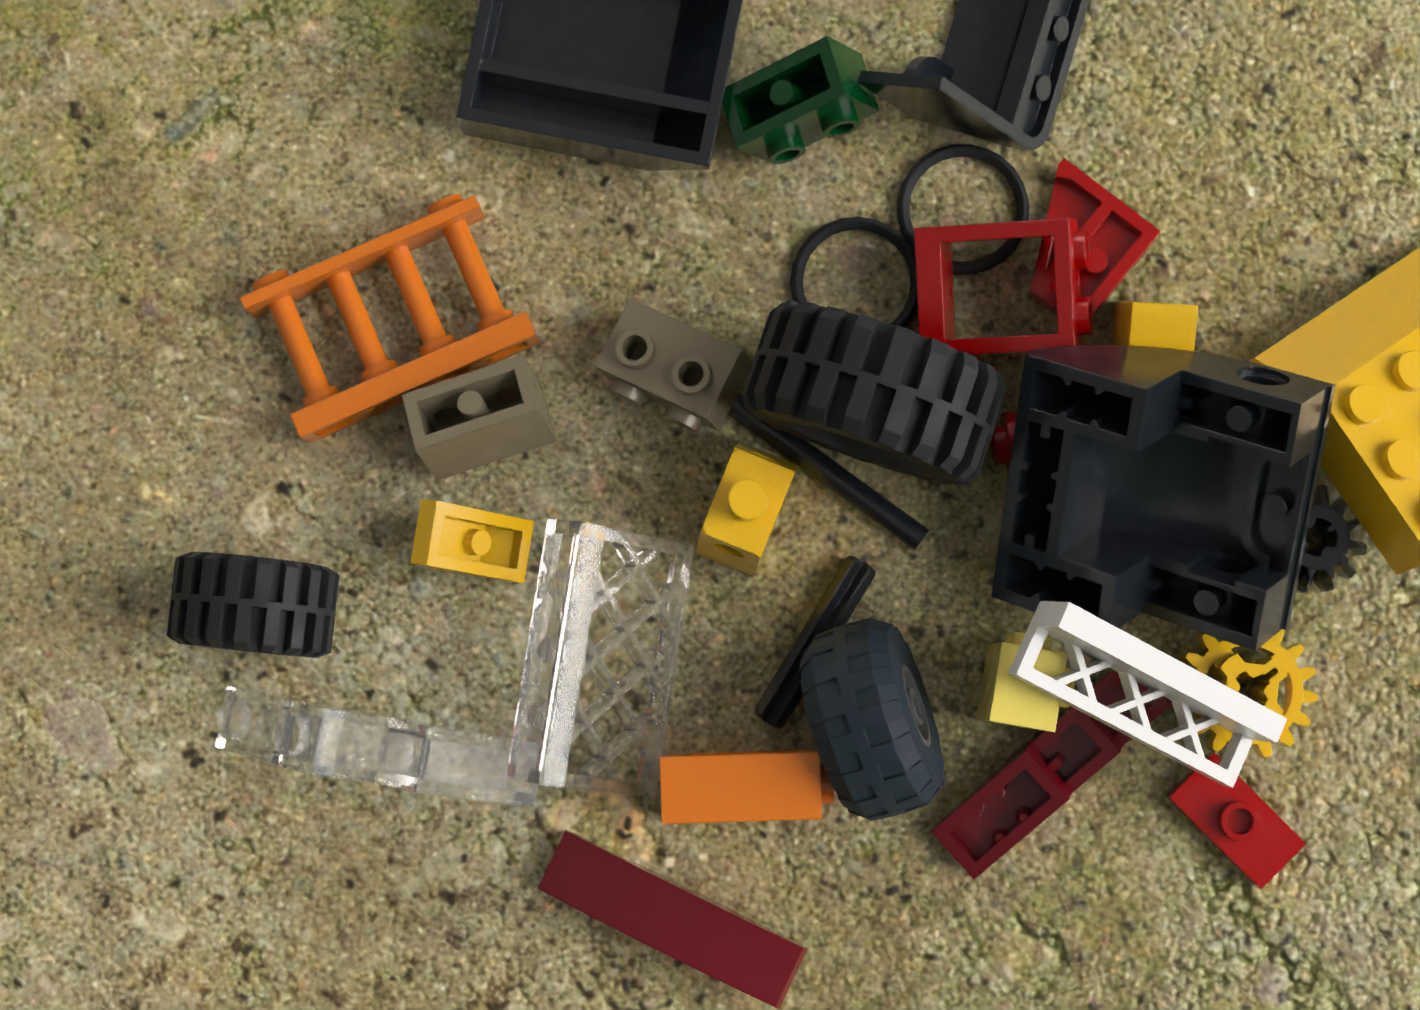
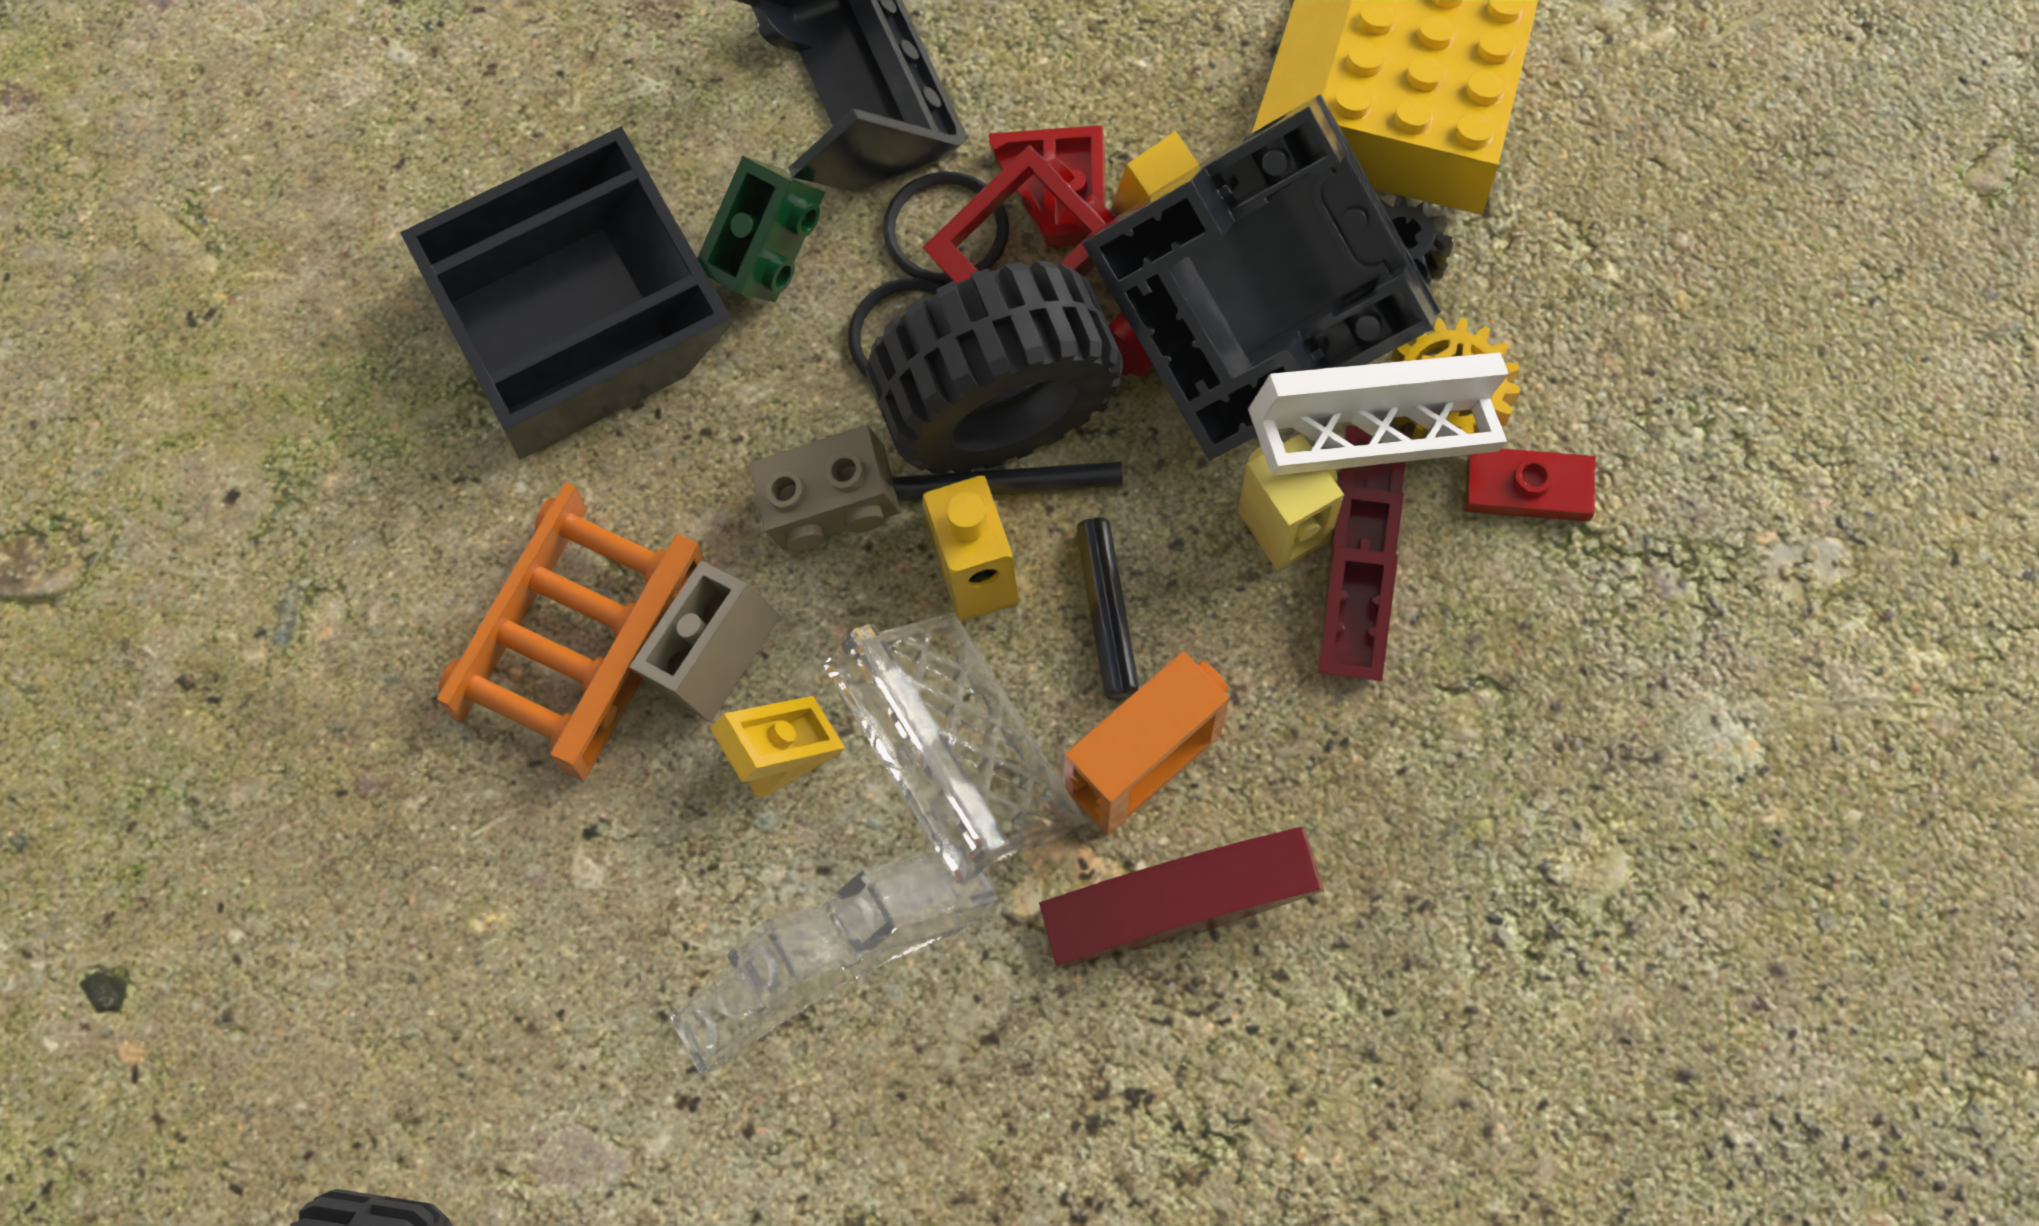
camera: 40 degrees left, 15 degrees down
(253, 604) = (639, 916): black tyre -> none
(872, 719) = (1202, 604): black wheel -> none

